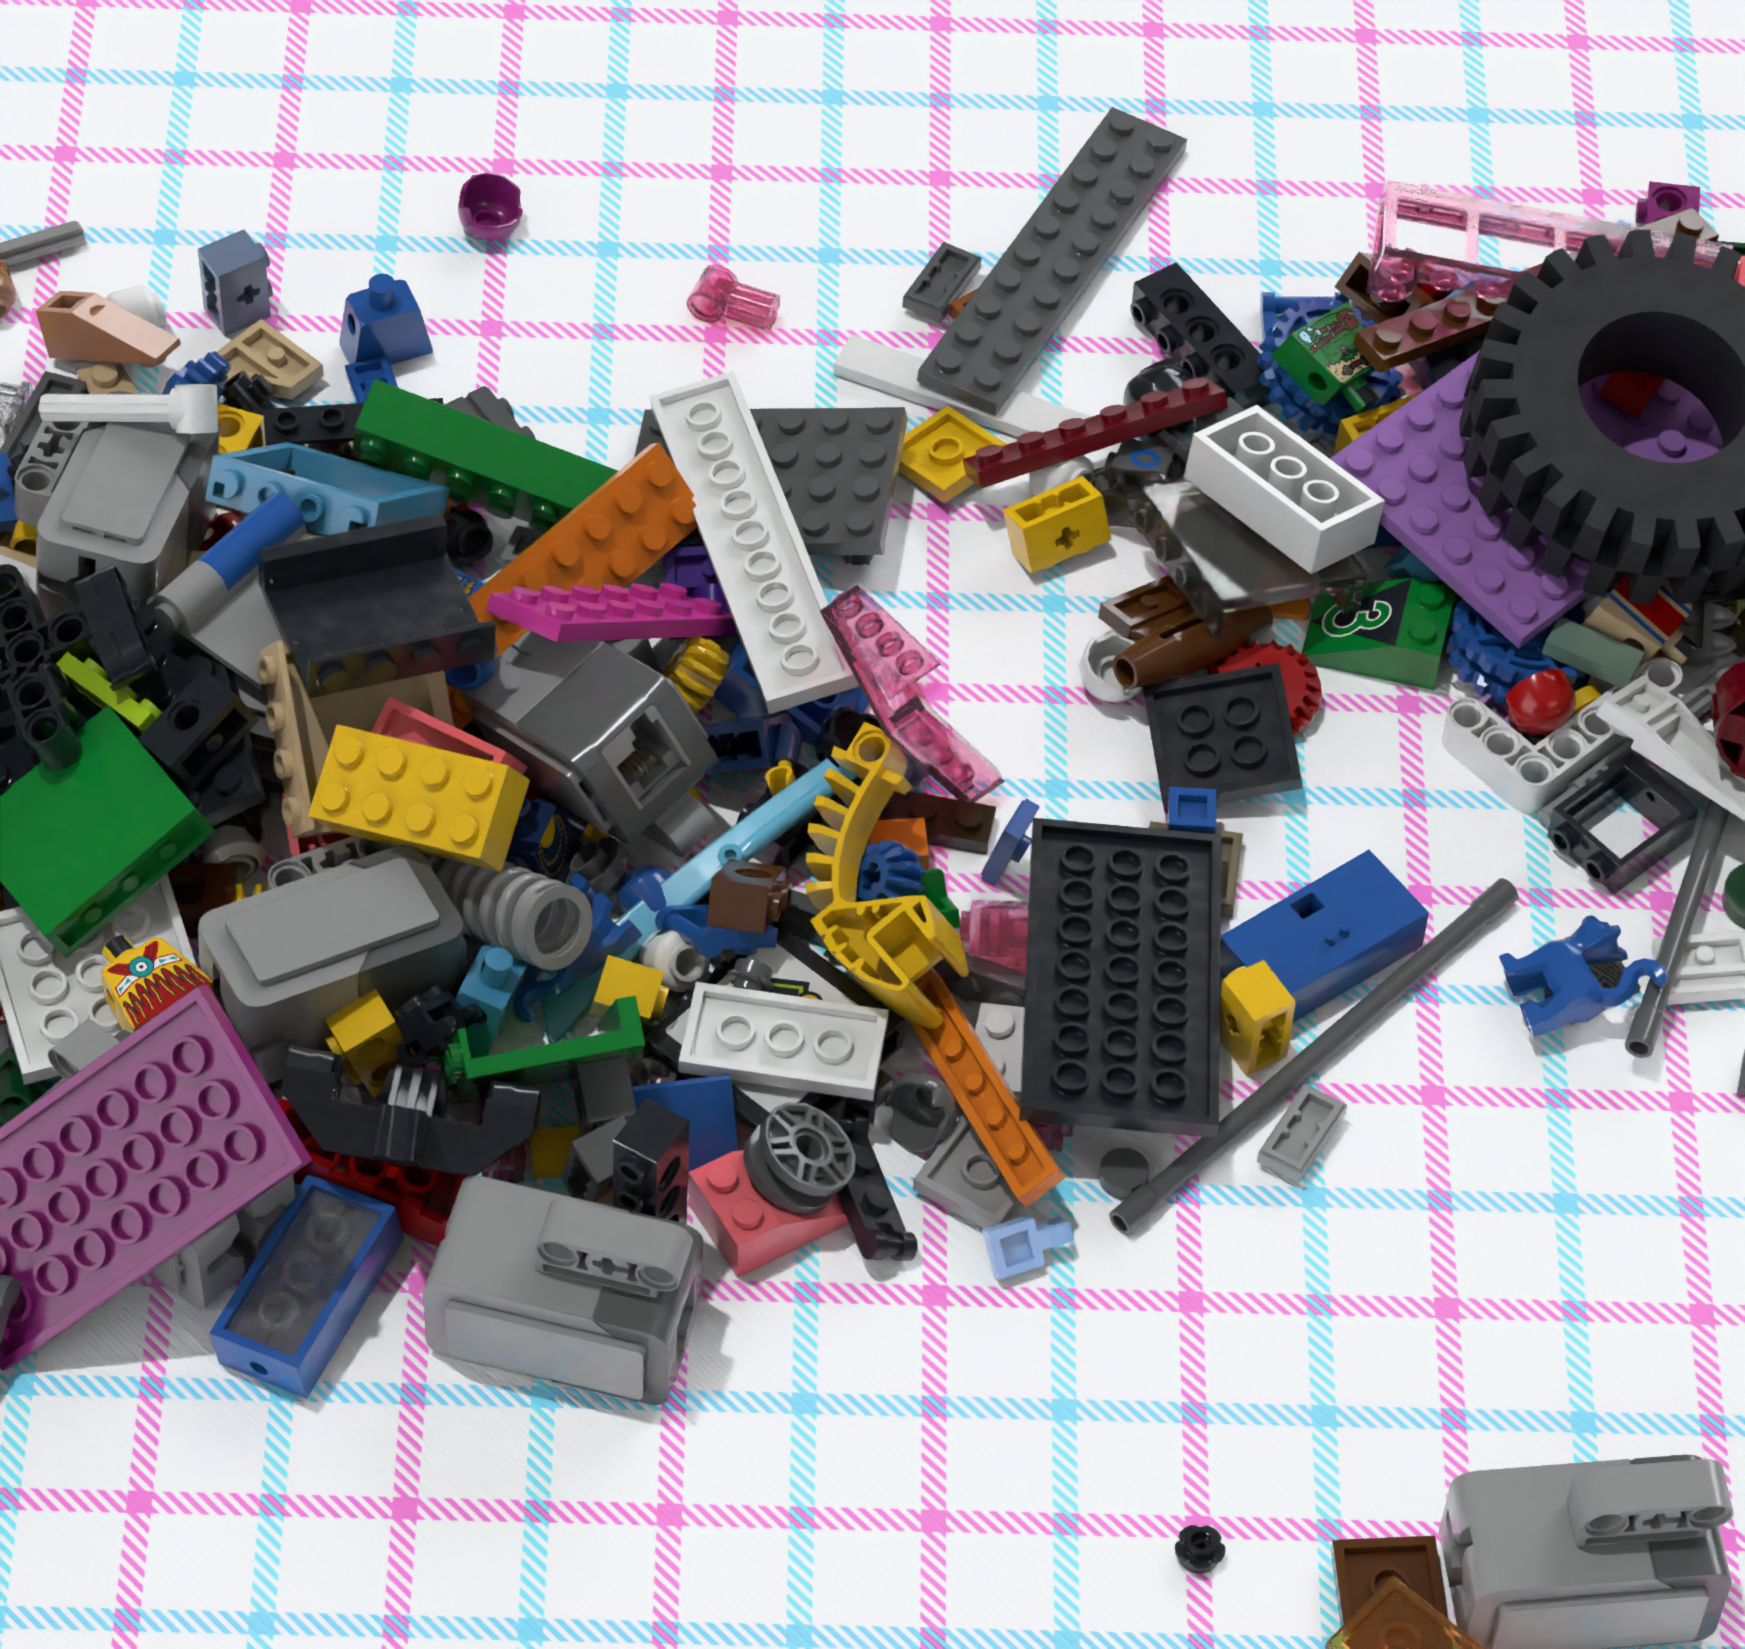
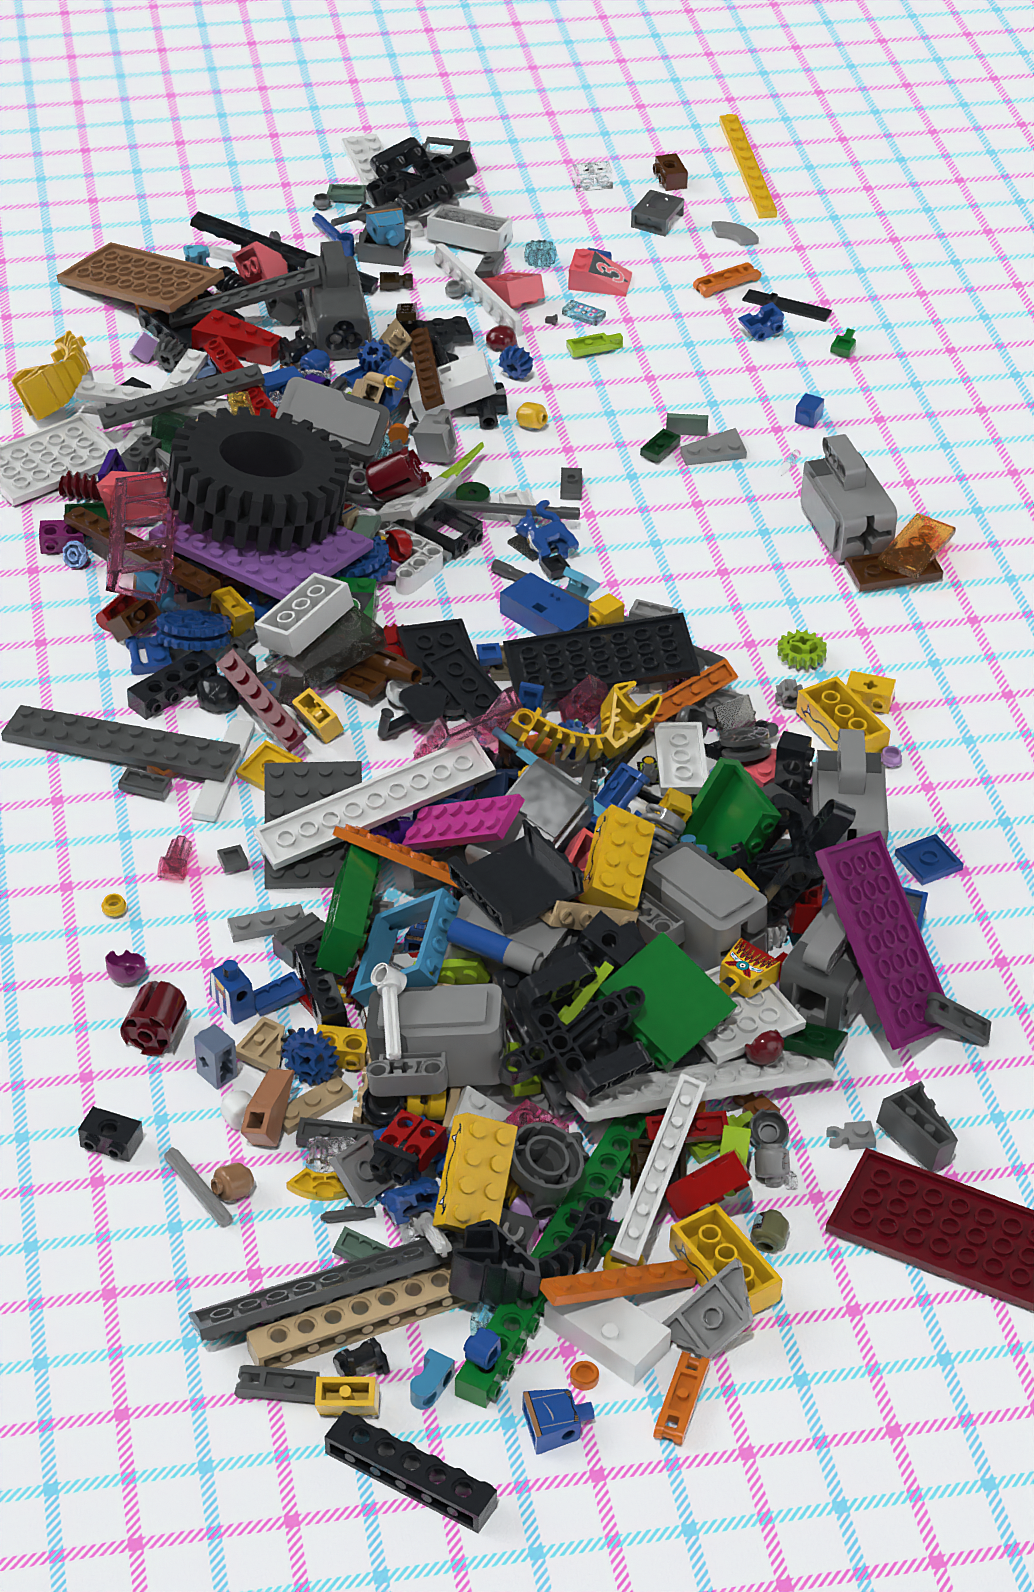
camera: 100 degrees left, 10 degrees down
(134, 161) = (110, 1134): none -> black brick
(349, 222) = (154, 1017): none -> dark red cylinder
(448, 1448) = (929, 859): none -> blue tile
(556, 400) = (263, 923): none -> light grey plate
(647, 216) = (113, 905): none -> yellow plate
(716, 364) = (232, 858): none -> dark grey plate
(748, 896) = (608, 772): reddish brown brick -> none
(761, 1446) = (891, 756): none -> lavender plate
(867, 1376) = (835, 707): none -> yellow brick
(920, 1184) = (734, 714): none -> clear smoke piece
(964, 1463) = (872, 690): none -> yellow brick
(987, 1310) = (788, 692): none -> light grey gear
(1019, 1243) = (748, 688): light blue plate -> none
(1088, 757) = (456, 689): none -> black plate
(1156, 1368) = (802, 649): none -> lime gear
(1199, 1560) = (876, 626): black plate -> none
(1326, 360) = (210, 613): green torso -> none
(1416, 1016) = (580, 583): none -> medium azure slope
(1484, 989) = (554, 566): none -> black plate

